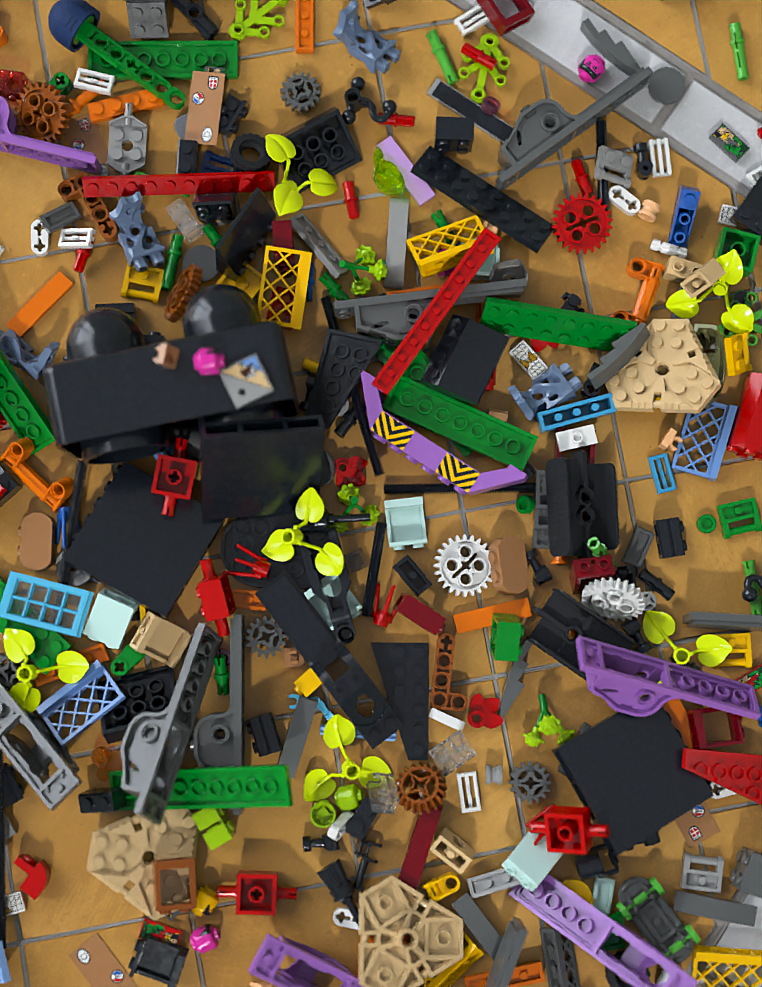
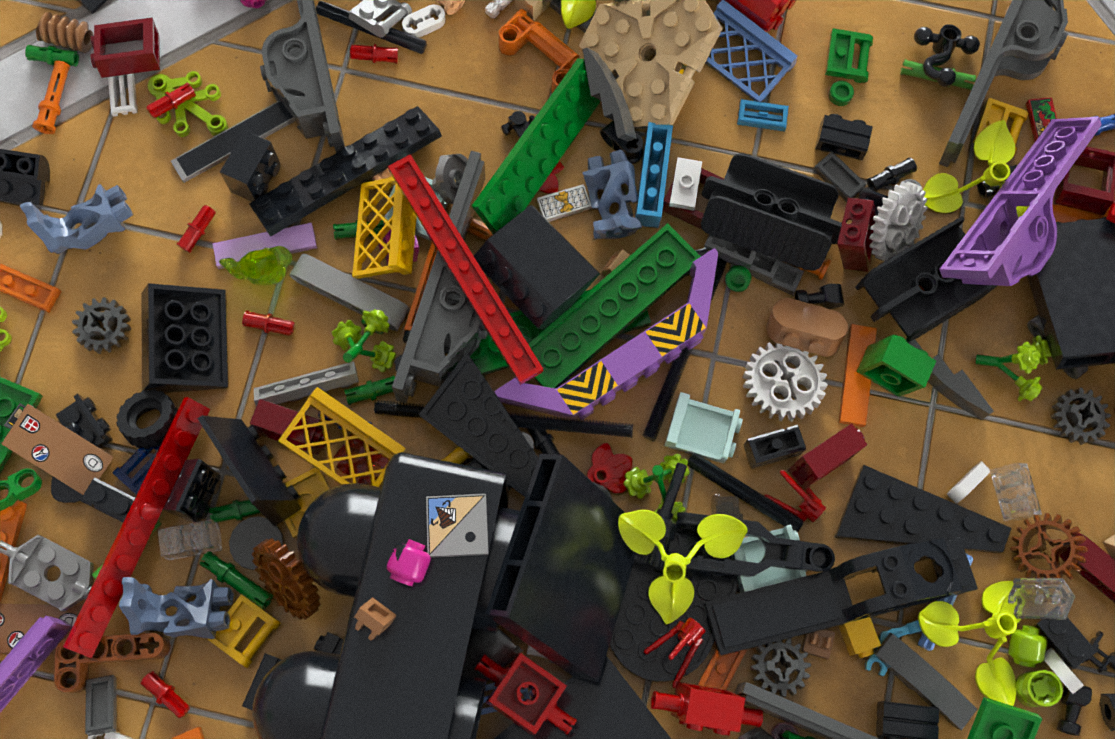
camera: 65 degrees left, 10 degrees down
(74, 241) = (149, 698): white tile -> none
(287, 195) = (225, 391): neon yellow plant -> none
(349, 116) = (138, 260): black piece -> none
(439, 51) = (148, 144): bright green pin -> none
(447, 671) = (908, 456): dark orange beam -> none
(460, 788) = (1044, 489): white tile -> none
(487, 711) = (973, 431): red plate -> none
(490, 105) = (236, 115): clear pink tile -> none
(493, 774) = (1057, 455): light grey wheel -> none
(588, 239) = (451, 77): red gear -> none
(600, 547) = (835, 209): bright green pin -> none
(632, 629) = (936, 219): black leg -> none
(667, 440) = (726, 90): light nougat tile -> none

